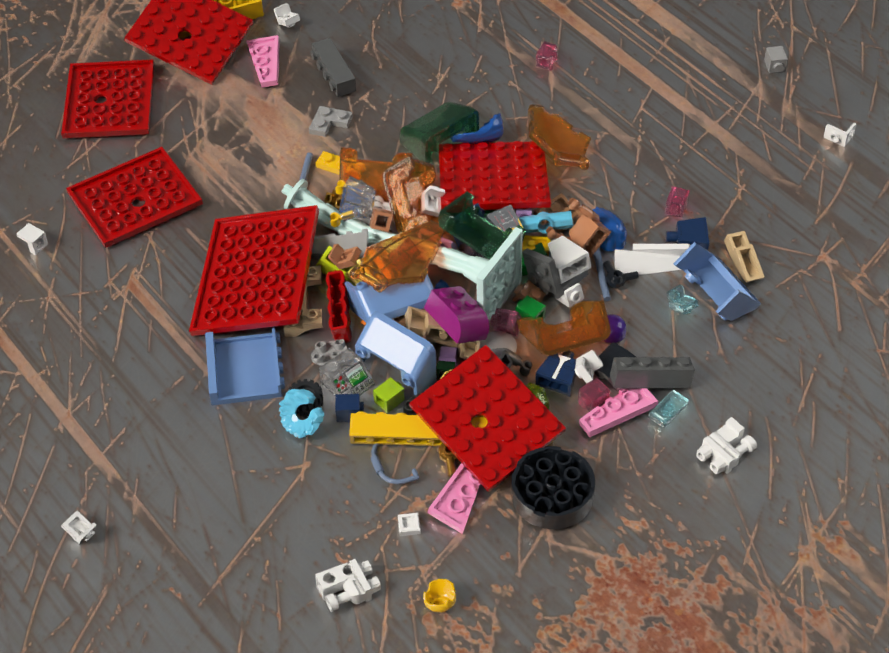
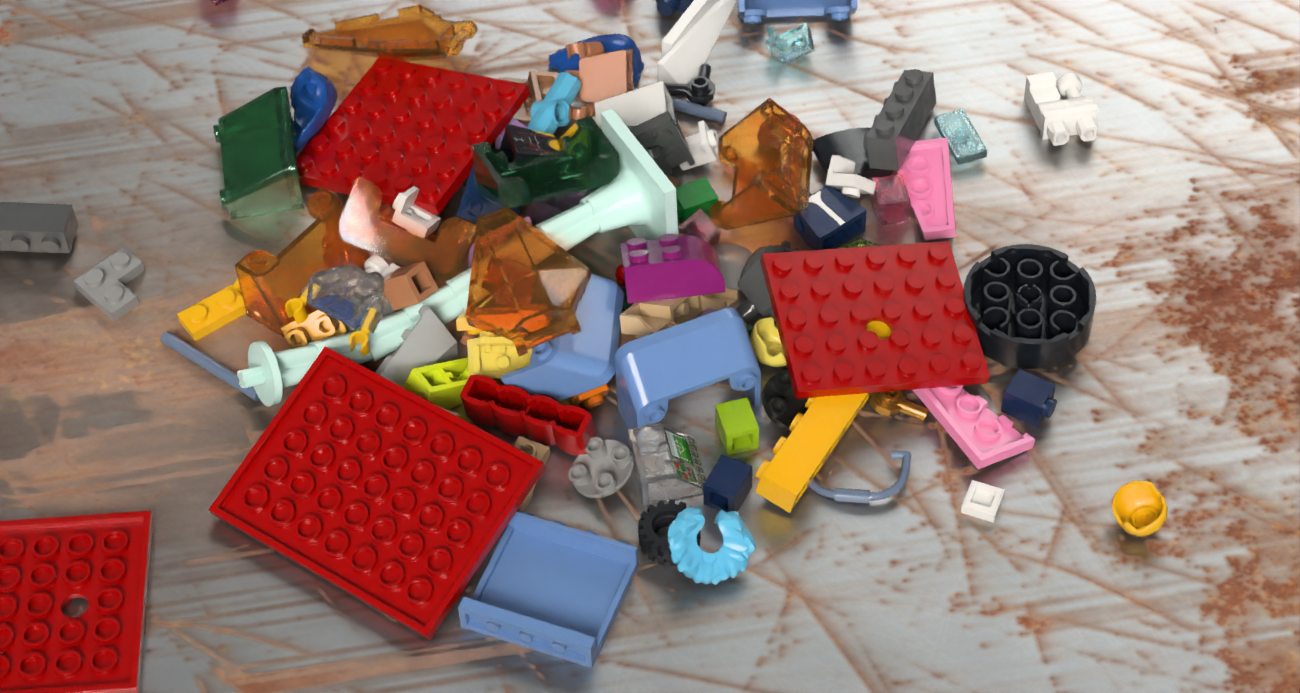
camera: 60 degrees left, 0 degrees up
(344, 258) = (455, 356): nougat bracket -> none
(350, 578) = (1056, 603): white hips -> none
(489, 515) = (1029, 398): none -> dark blue brick

